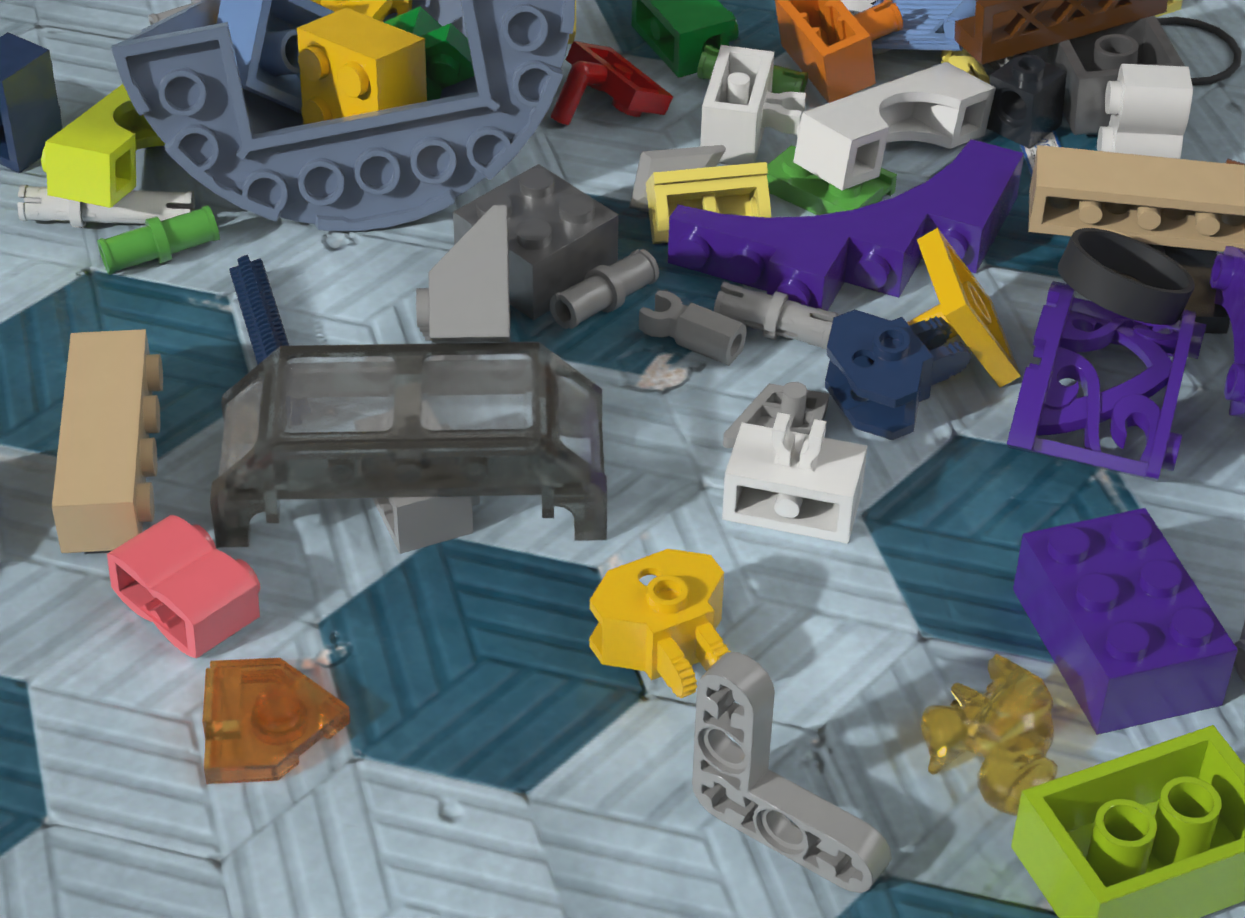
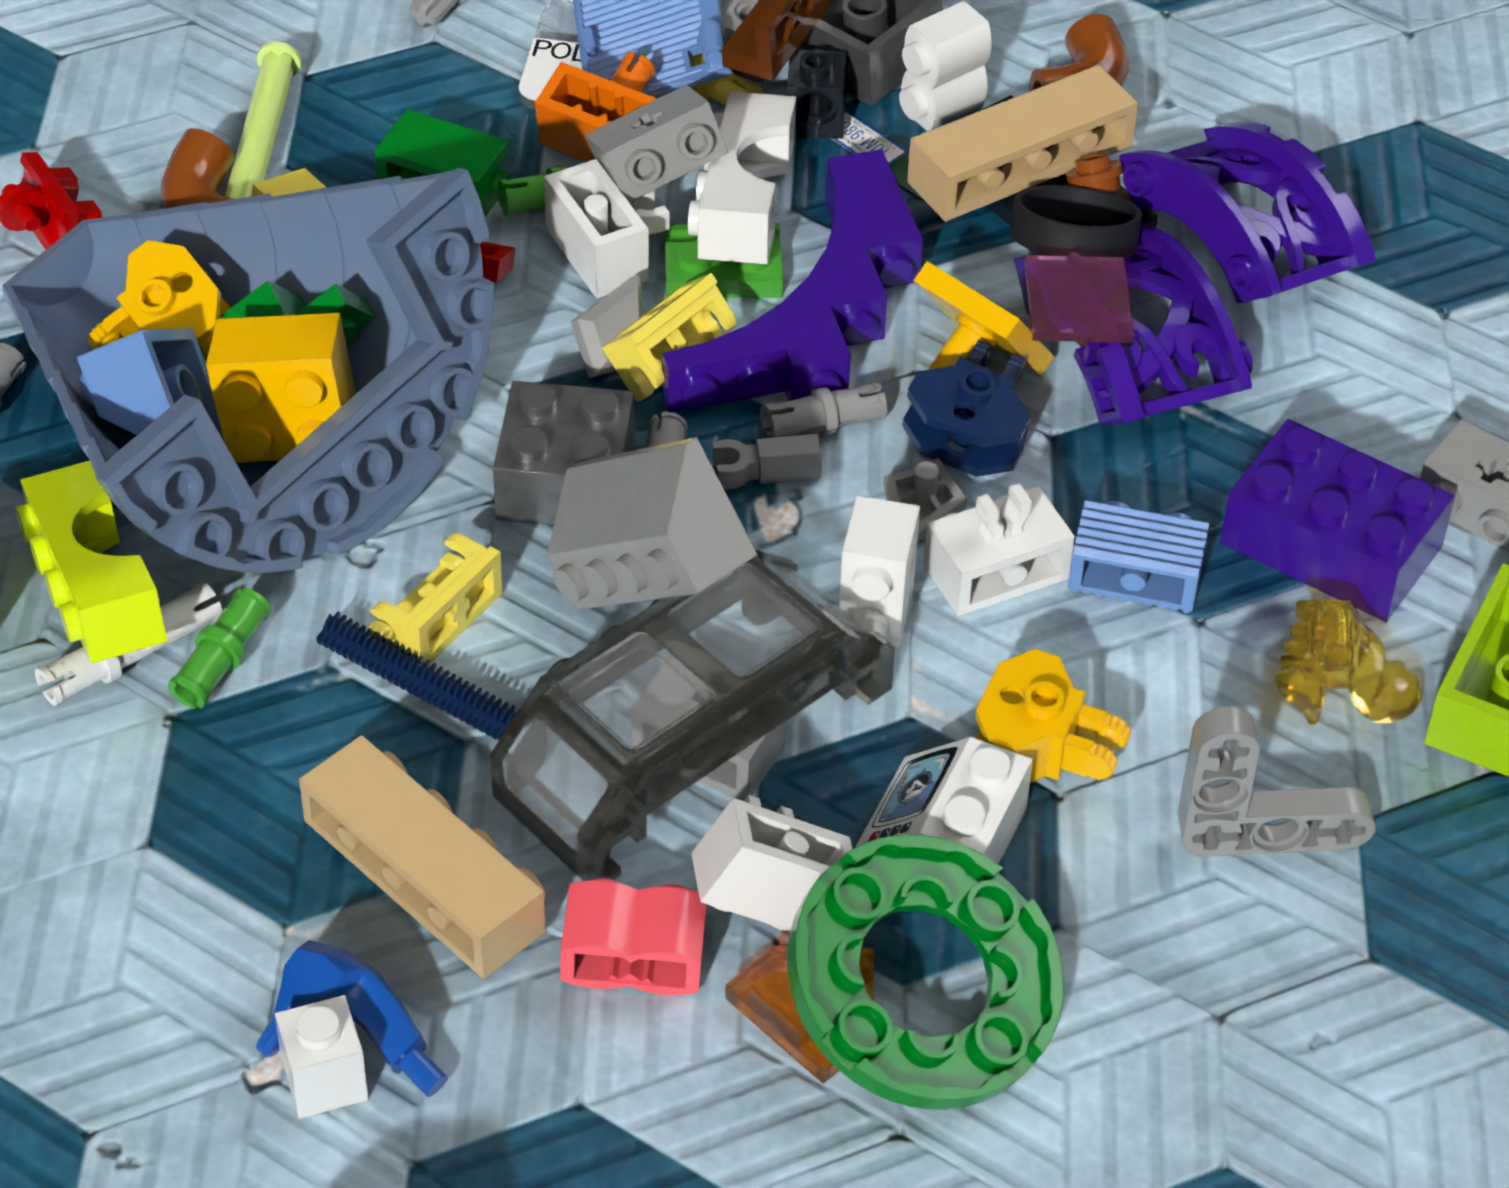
camera: 40 degrees left, 5 degrees up
(318, 589) = (763, 861): none -> white brick
(337, 295) = (444, 600): none -> light yellow hinge
(350, 838) = (859, 1034): none -> green plate
(525, 657) = (957, 794): none -> white slope
(659, 434) = (880, 565): none -> white brick
(827, 59) = (658, 142): none -> light grey brick
(911, 550) = (1138, 555): none -> medium blue brick
(1042, 319) = (1078, 299): none -> clear pink piece
(1193, 253) = (1096, 172): none -> dark orange plate

